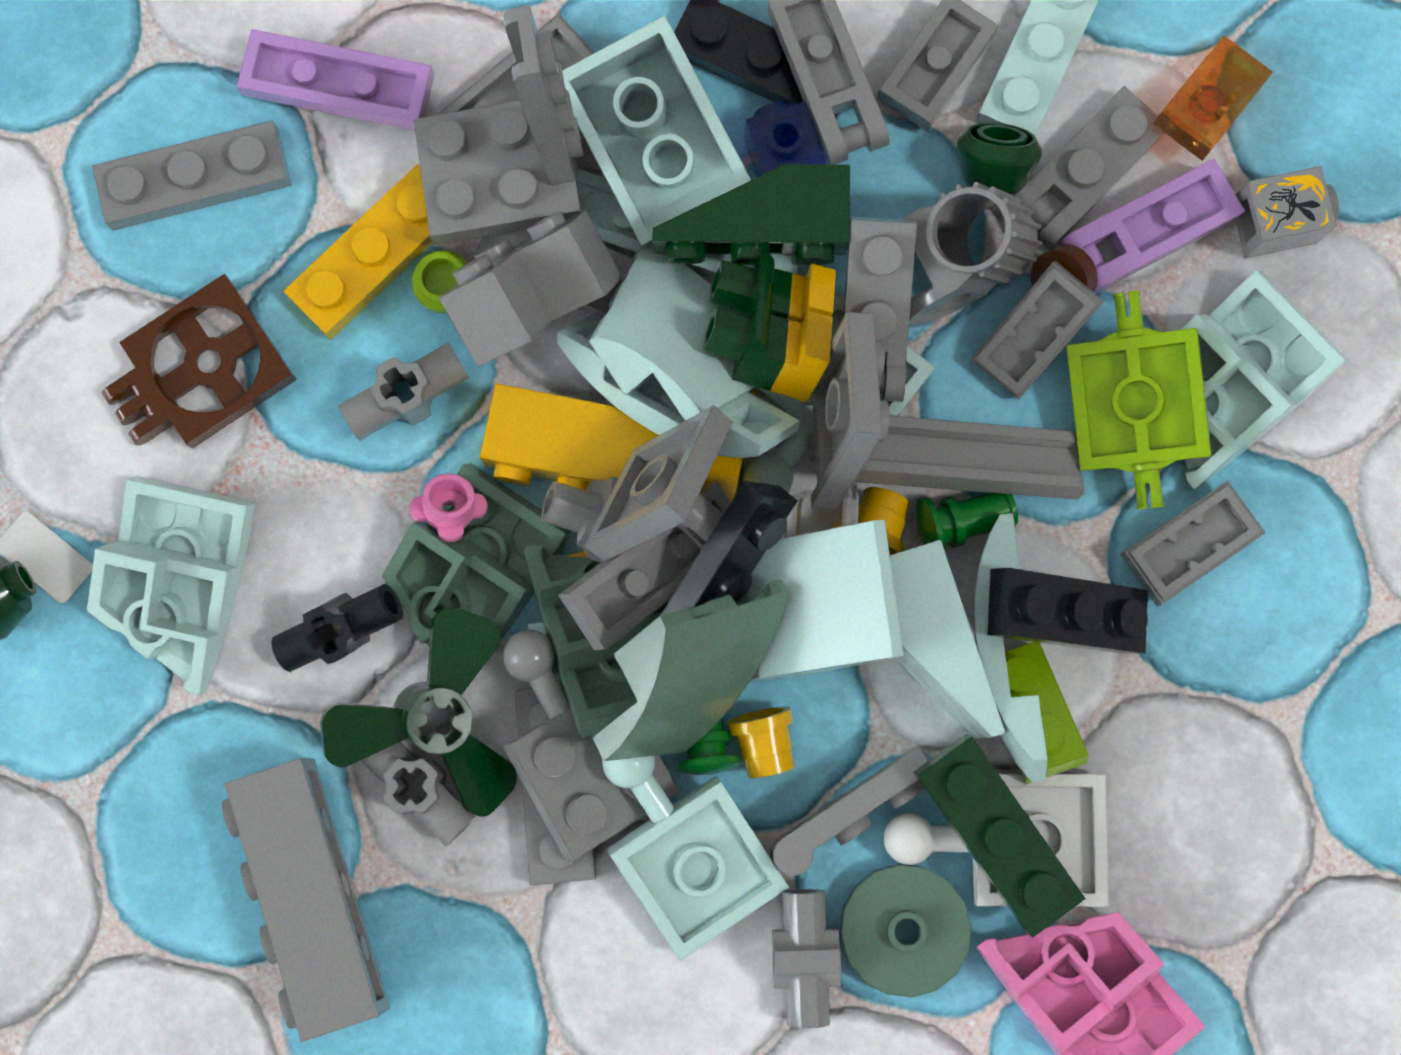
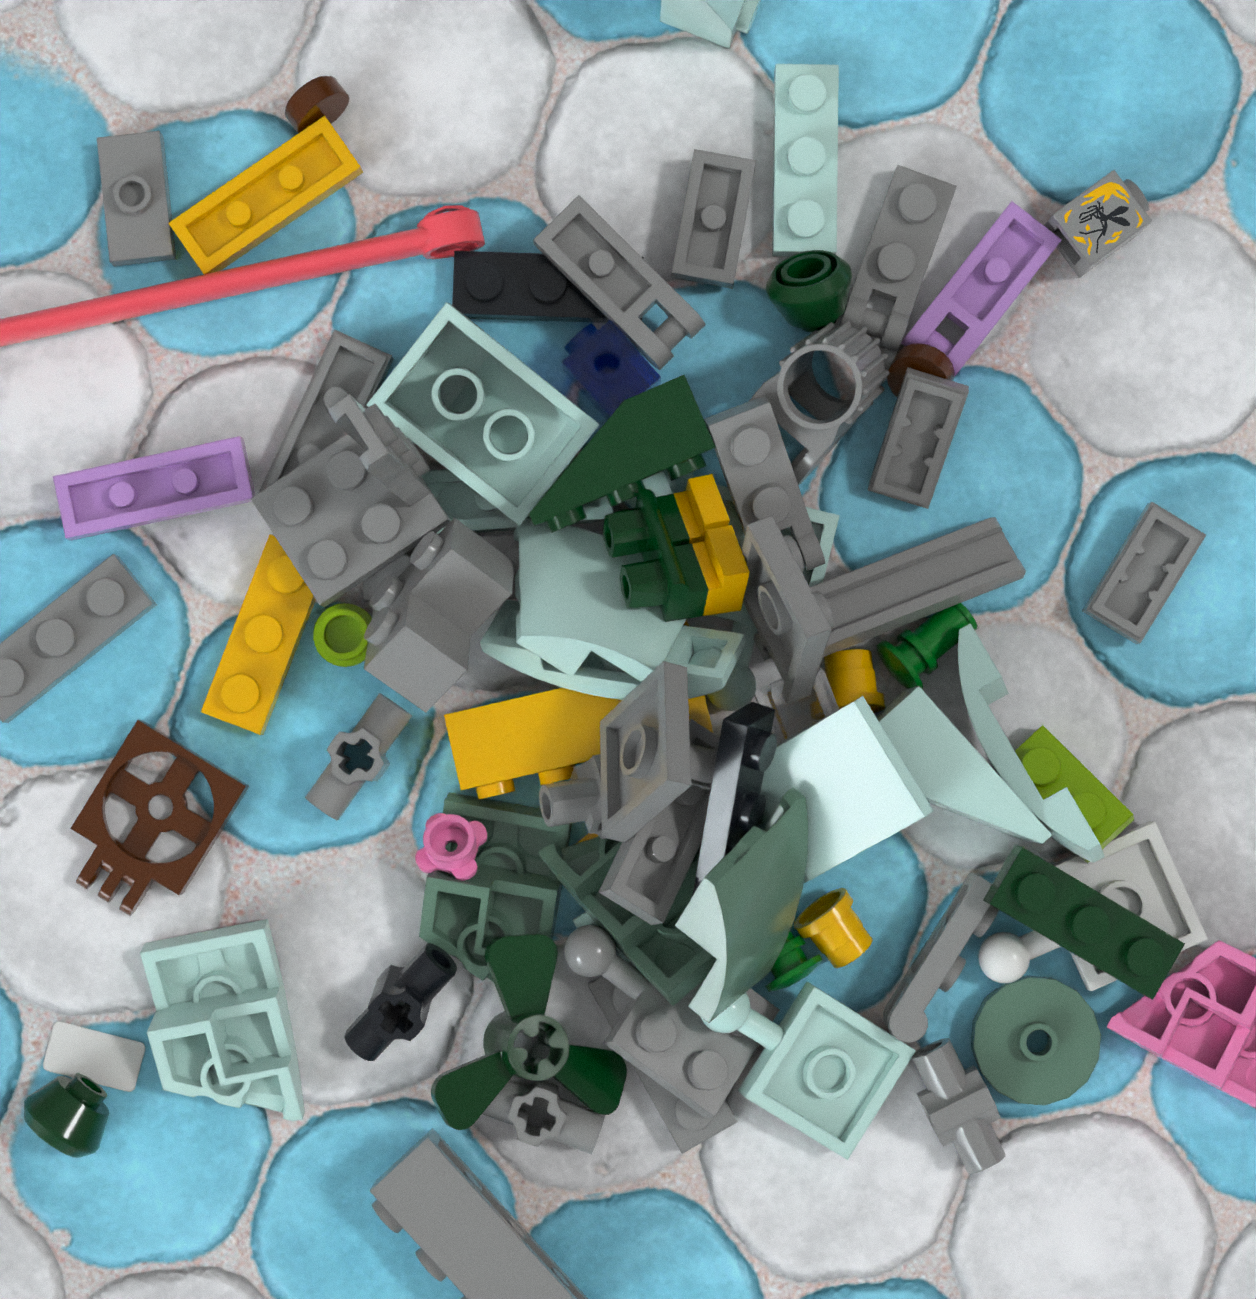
camera: 25 degrees left, 5 degrees up
(1067, 611) = (1058, 692): black plate -> none
(1139, 400) = (1039, 464): lime plate -> none
(1212, 98) = (985, 140): clear orange plate -> none
(1256, 368) = (1120, 393): light aqua slope -> none

